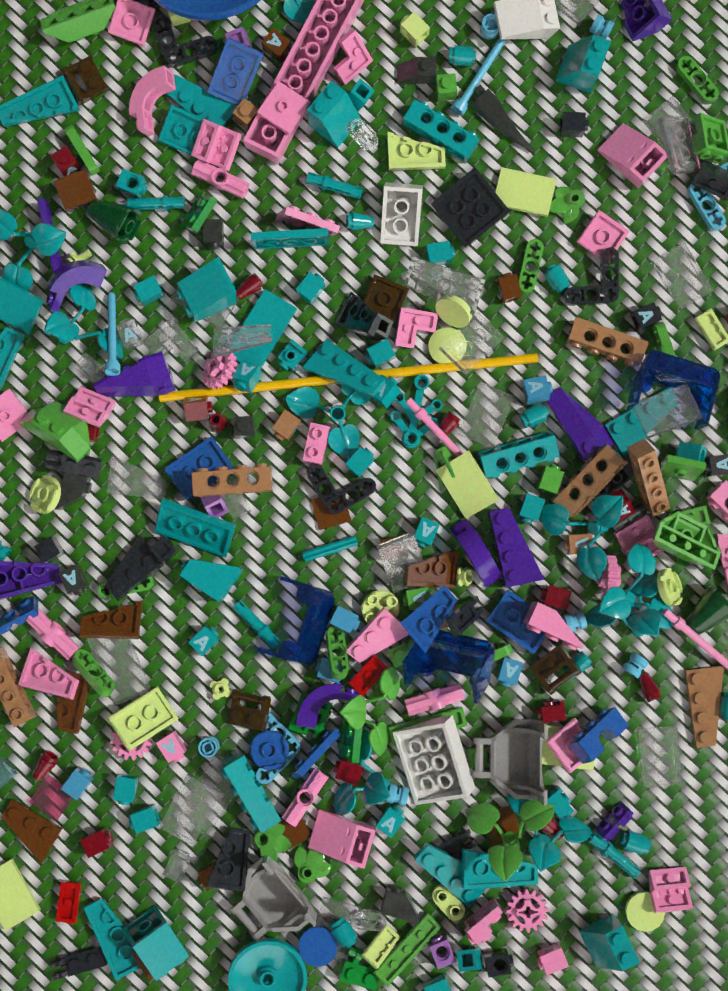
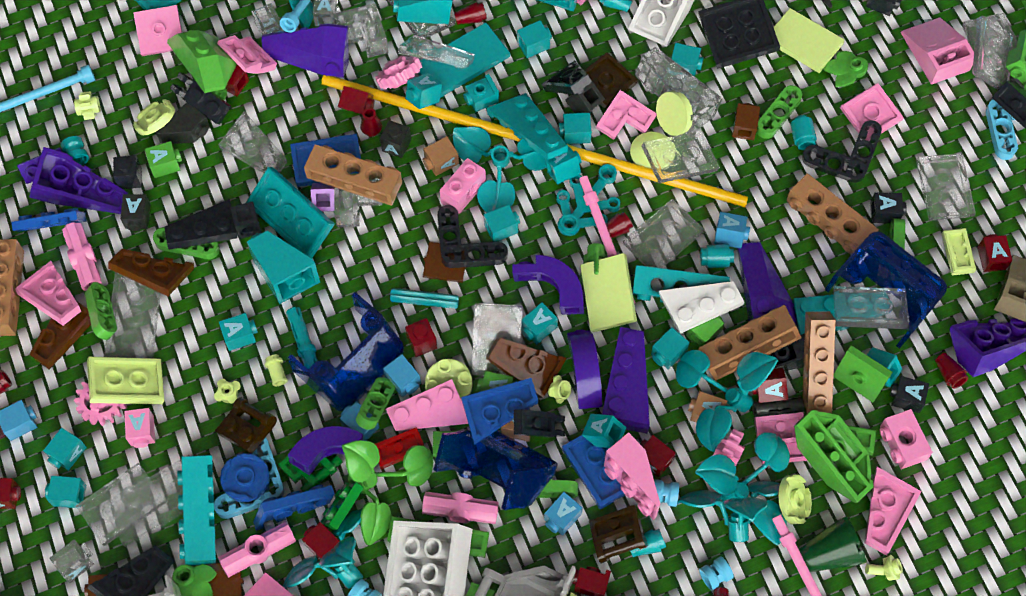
camera: 30 degrees right, 20 degrees down
(71, 525) = (163, 159): none -> bright green brick
(209, 742) = (183, 448): medium azure wheel -> none
(248, 656) = (276, 371): none -> yellowish green pin
(344, 583) = (421, 337): none -> dark red brick
(433, 491) = (558, 275): none -> dark purple arch
(514, 600) = (603, 430): none -> teal brick
(541, 467) = (700, 303): none -> white wing

